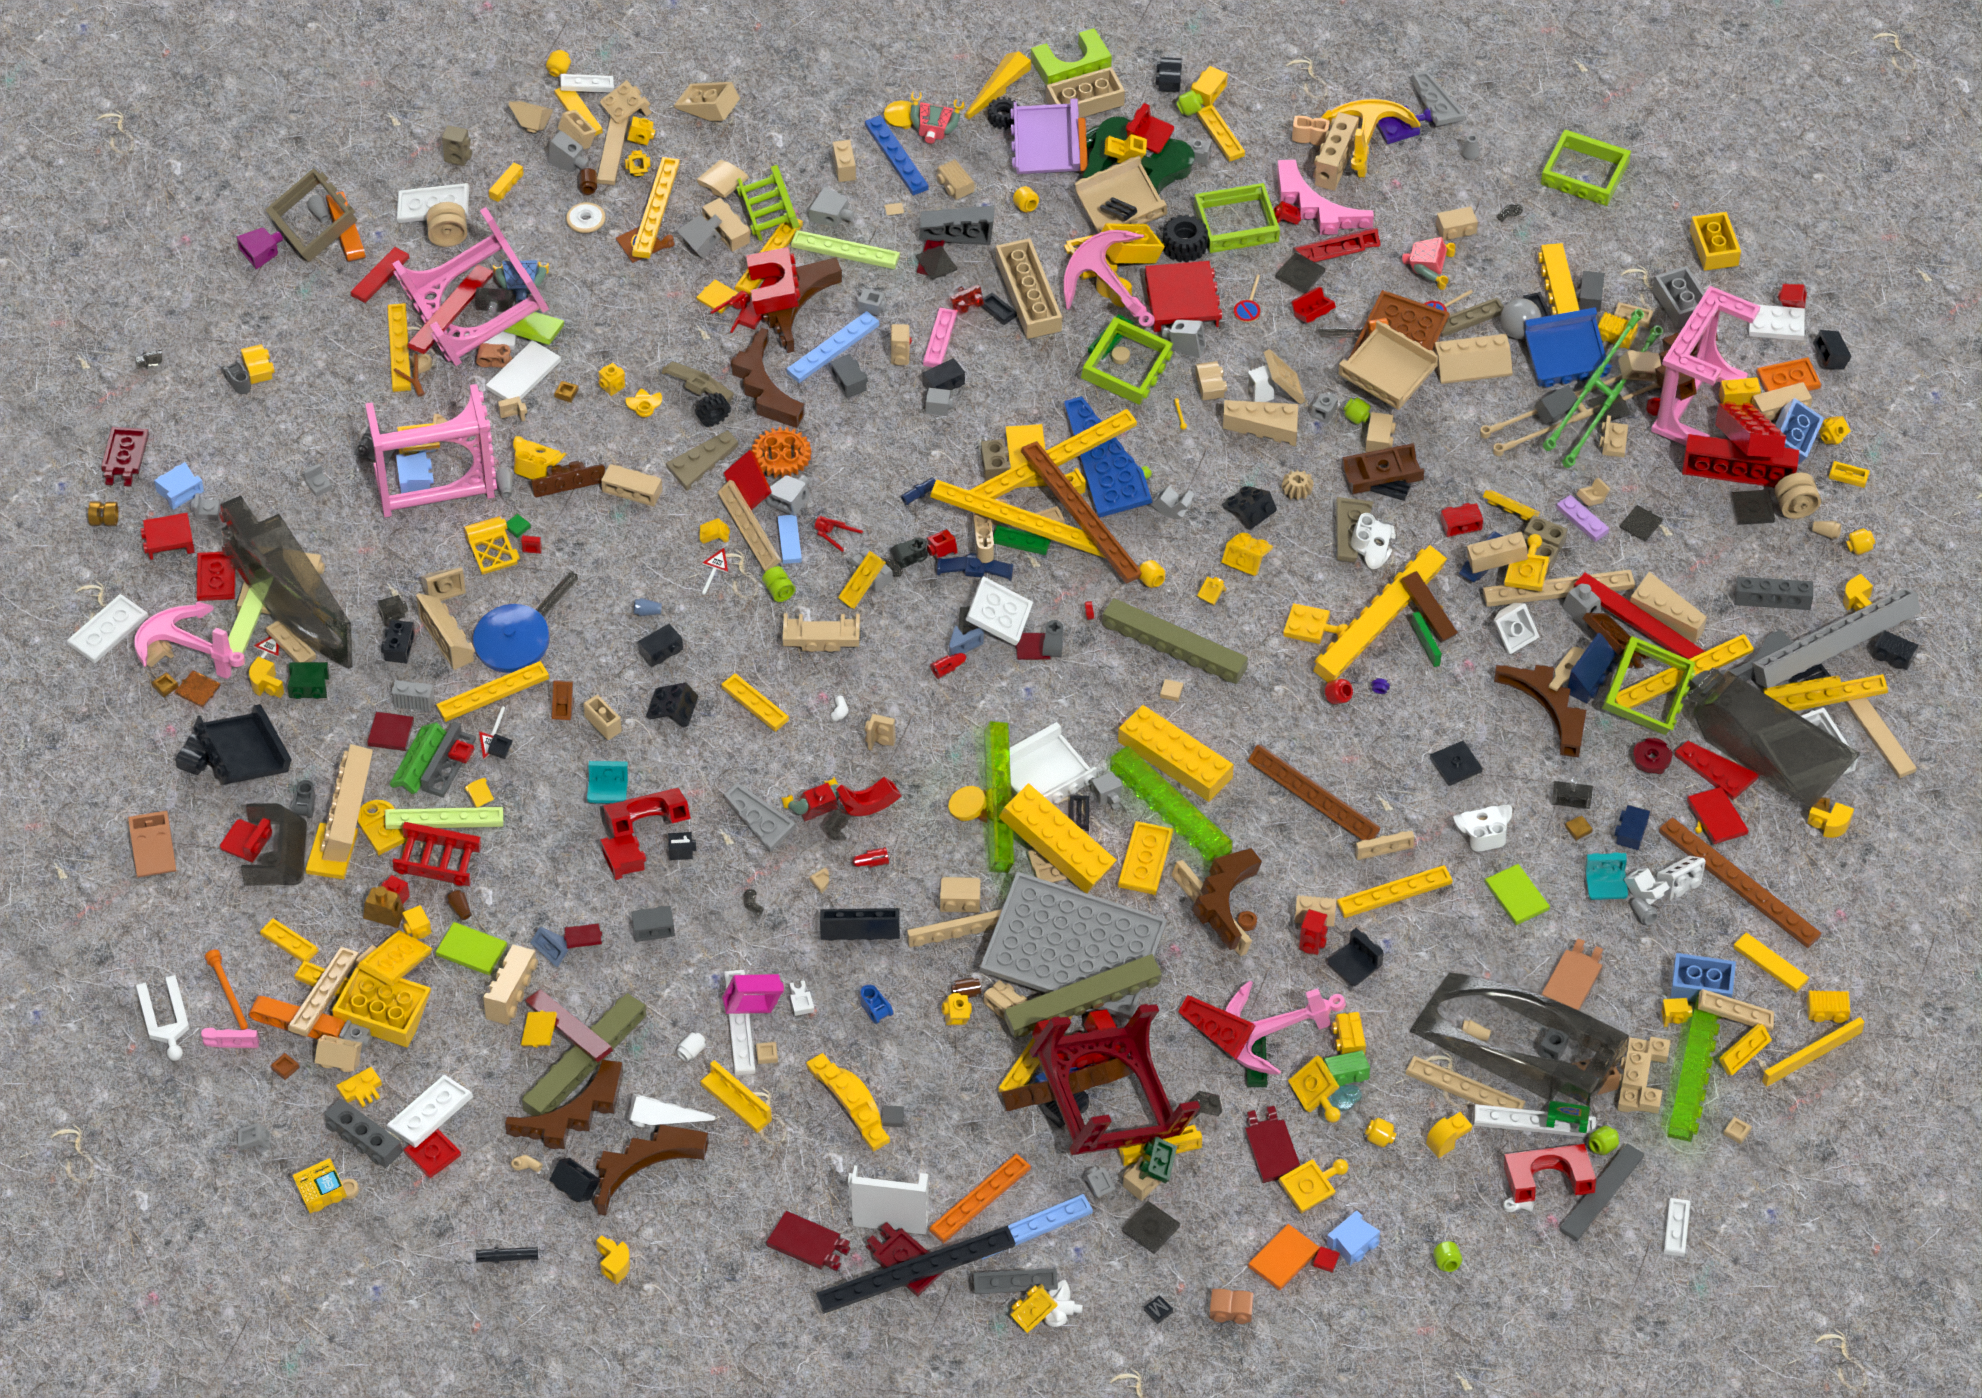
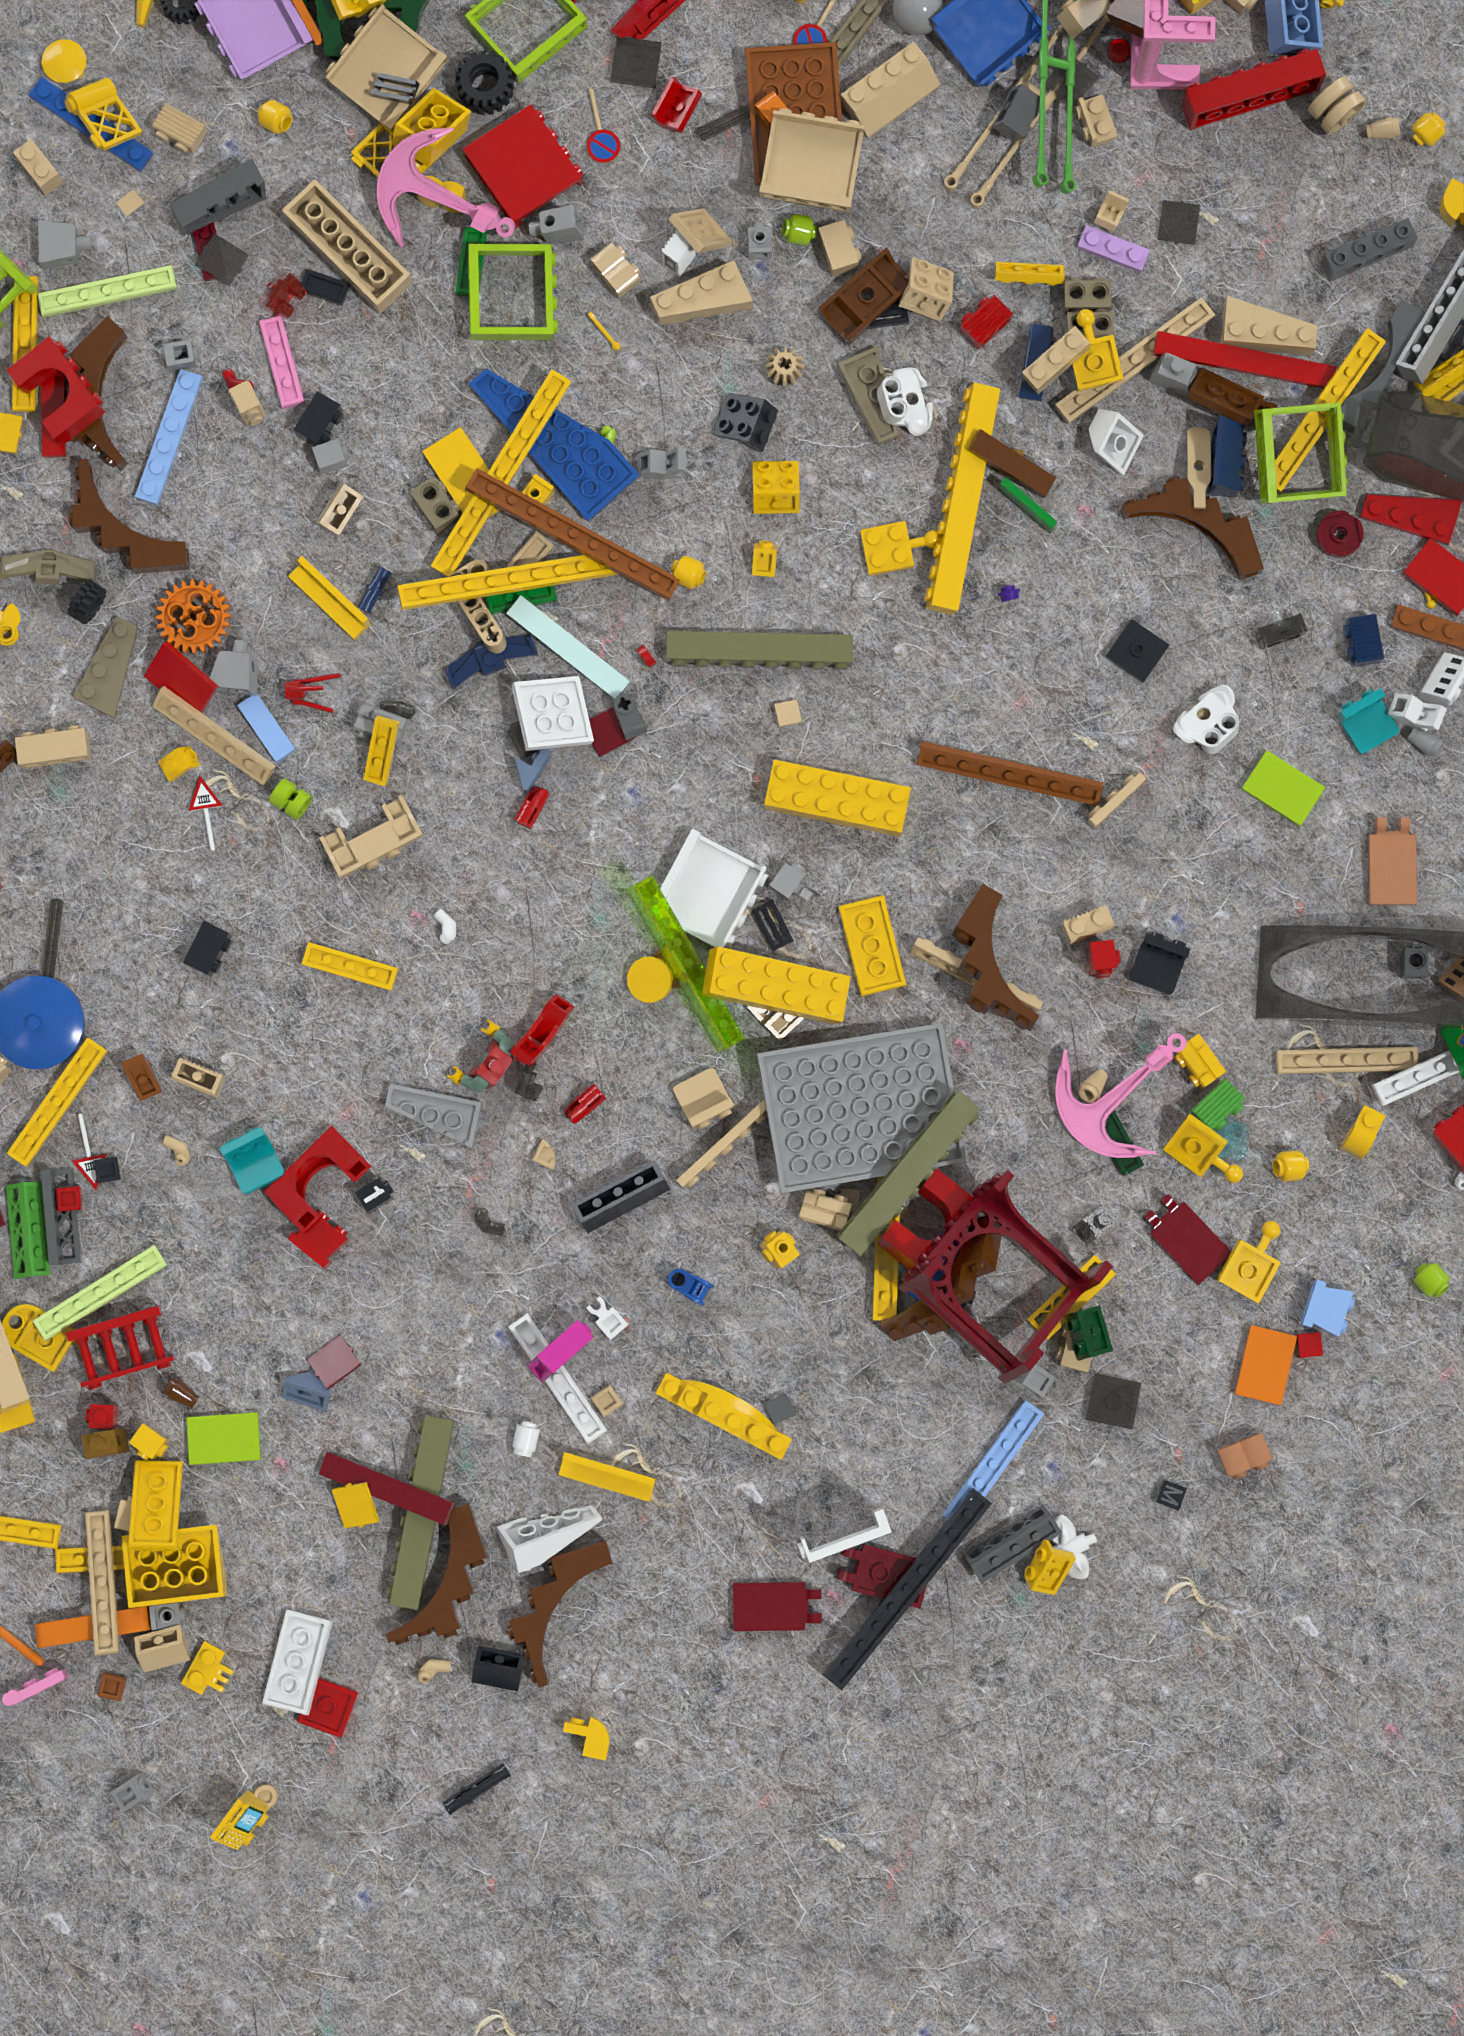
camera: 25 degrees left, 30 degrees up
(342, 1113) = (281, 1728): dark grey brick -> none
(479, 792) = (117, 1240): yellow tile -> none
(510, 984) = (293, 1464): tan wedge -> none
(560, 758) = (180, 1150): none -> tan arm
(646, 607) = (162, 903): sand blue cone -> none
(653, 923) = (400, 1311): dark grey brick -> none
(674, 701) = (262, 1016): black bracket -> none
(739, 301) = (30, 430): red plant -> none
(848, 375) = (211, 473): dark grey brick -> none
(880, 730) = (511, 938): tan bracket -> none
(884, 483) = (329, 599): none -> yellow fence
(908, 553) = (406, 683): pearl dark grey piece -> none
(909, 139) = (92, 100): none -> yellow piece
(924, 432) = (339, 509): none -> tan brick
(934, 120) = (108, 54): torso -> none
(941, 544) = (439, 653): red brick -> none
(967, 987) = (773, 1215): reddish brown brick -> none
(979, 1198) = (921, 1459): orange tile -> none
(1035, 579) = (568, 647): none -> light aqua tile
(1120, 355) = (496, 283): tan tile -> none
(1170, 804) = (865, 867): clear neon green brick -> none
(1218, 1025) = (1059, 1124): red wing -> none
(1247, 920) = (1019, 970): dark orange tile -> none
(1257, 1012) = (1092, 1087): none -> tan cone
(1338, 691) = (970, 626): red head -> none
(1394, 891) = (1153, 851): yellow tile -> none
(1428, 482) = (928, 289): none -> tan bracket
(1476, 1030) = (1323, 987): tan cone -> none
(1578, 827) = (1306, 668): pearl gold tile -> none
(1750, 430) = (1259, 54): red brick -> none
(1753, 507) = (1289, 138): clear smoke tile -> none
(1848, 476) = (1372, 46): yellow tile -> none

